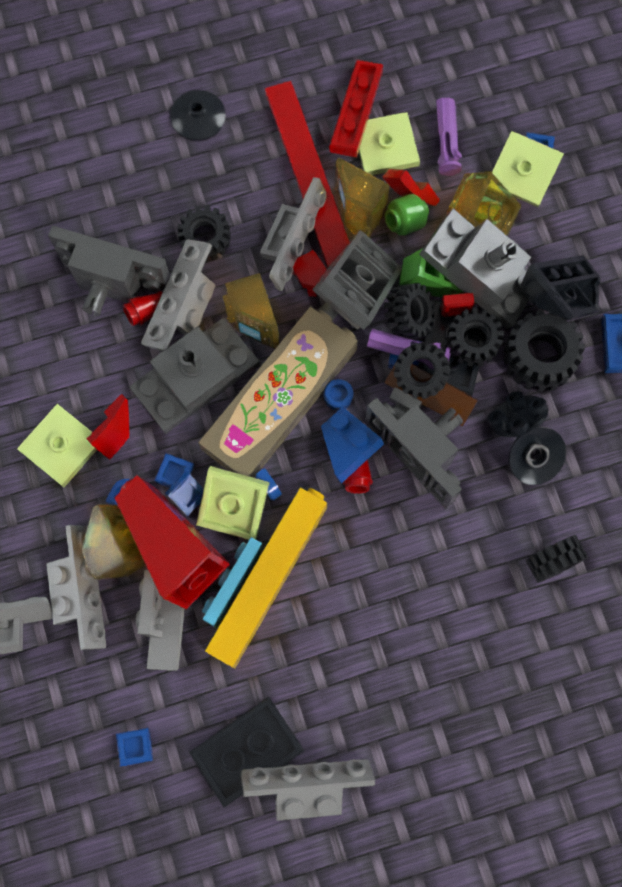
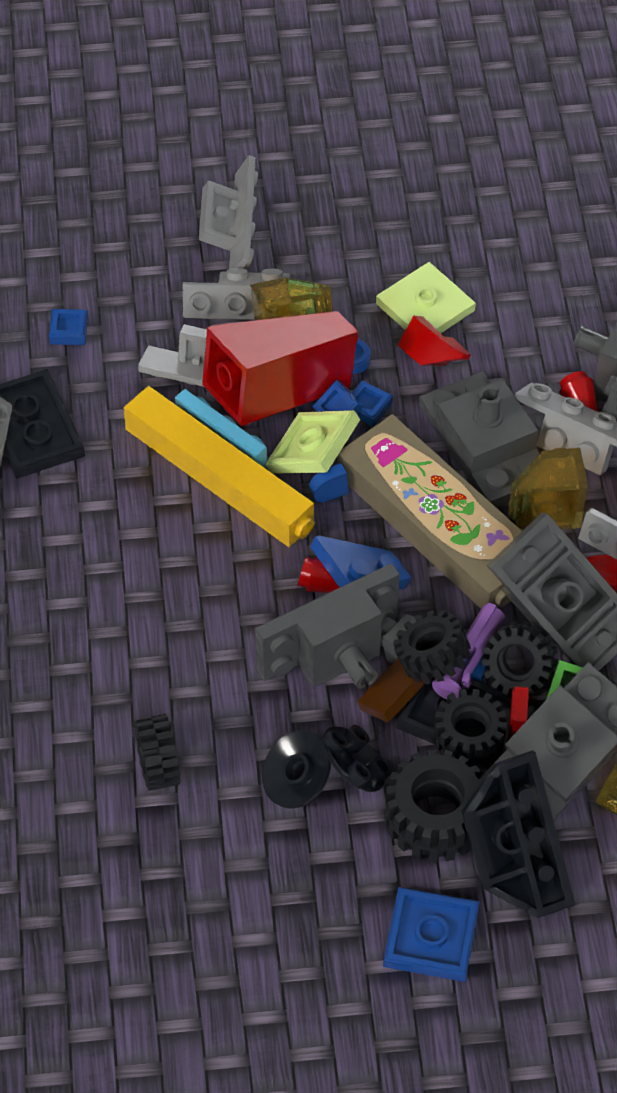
camera: 100 degrees right, 20 degrees down
(338, 394) = (429, 580): blue tile -> none

